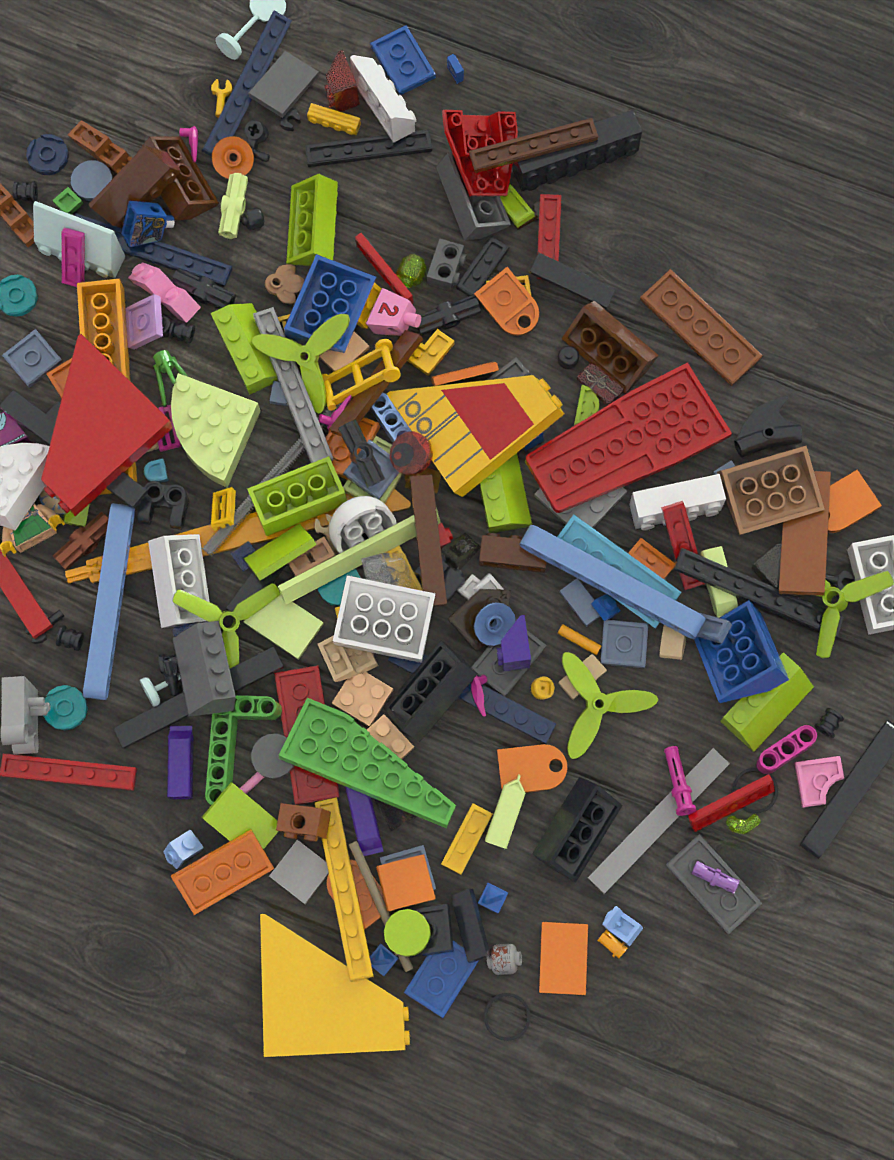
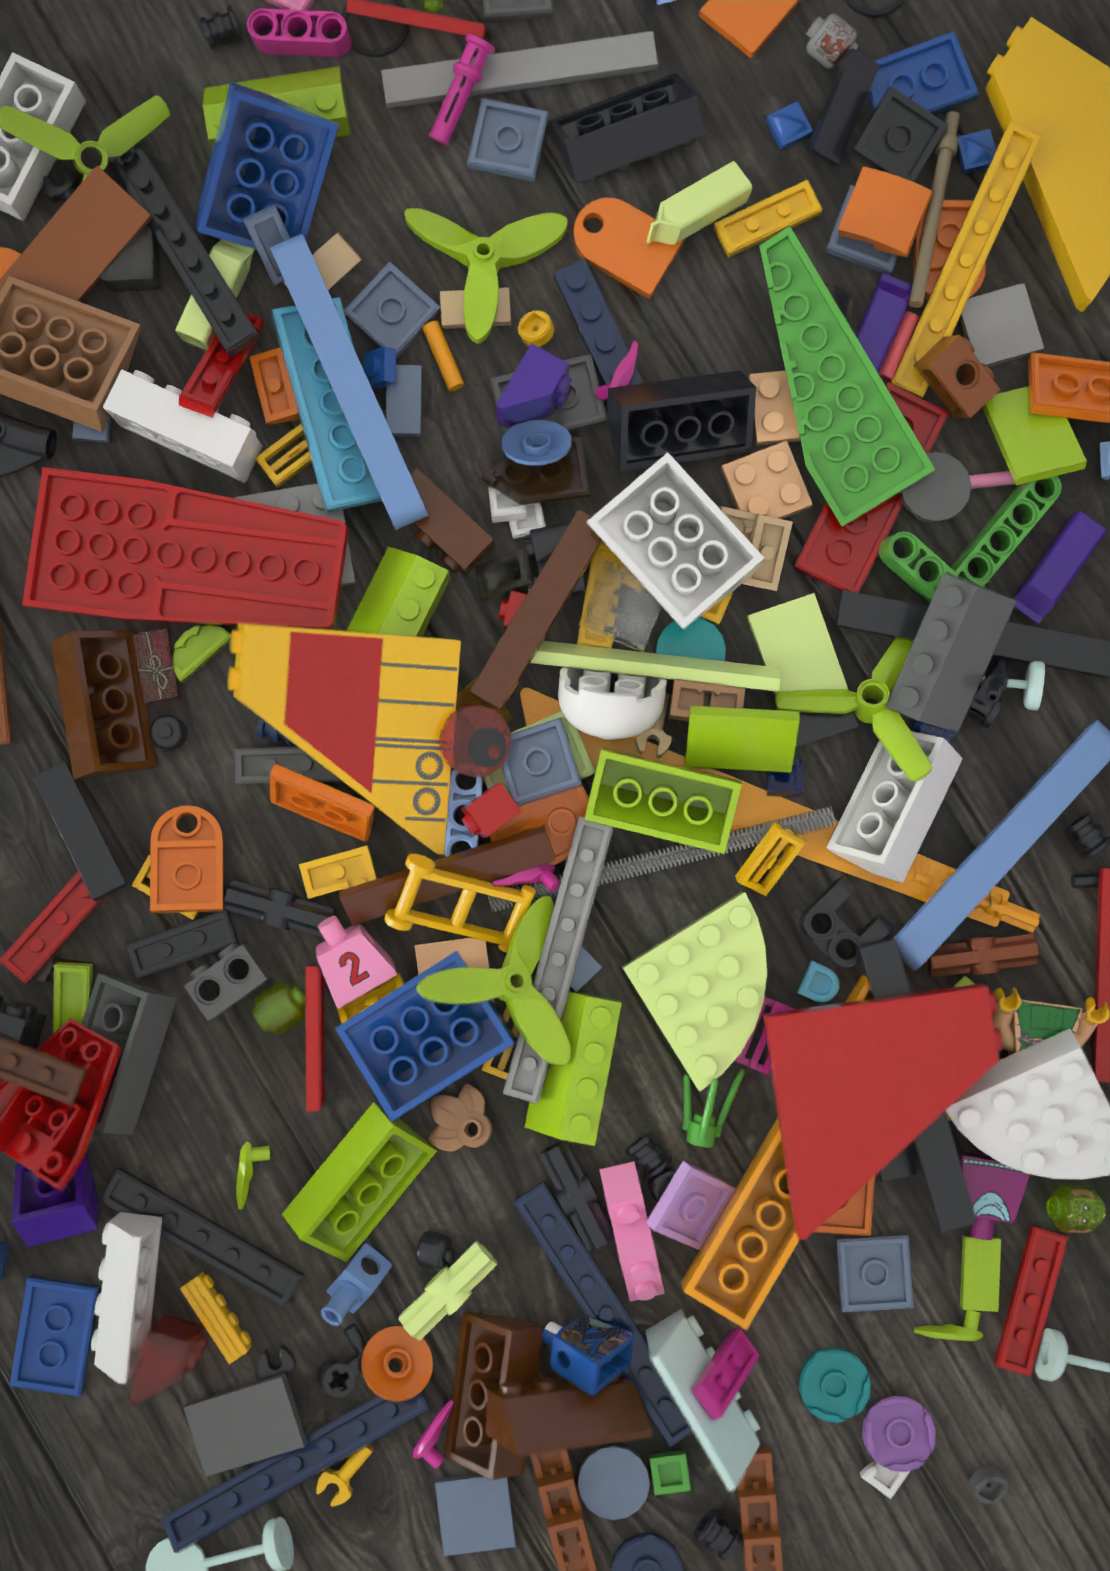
camera: 145 degrees left, 10 degrees up
(147, 121) = (474, 1514): none -> sand blue tile
(279, 175) = (354, 1286): none -> medium blue bracket
(347, 820) = (898, 346): none -> coral piece
(355, 440) = (536, 805): black piece -> none
(374, 196) = (245, 1169): none -> lime bar
(378, 426) = (489, 811): none -> red brick
(407, 932) = (929, 146): lime tile -> none
(447, 99) = (48, 1214): none -> dark purple slope
(628, 526) = (276, 448): none -> yellow tile
(635, 778) = (508, 139): none -> sand blue tile

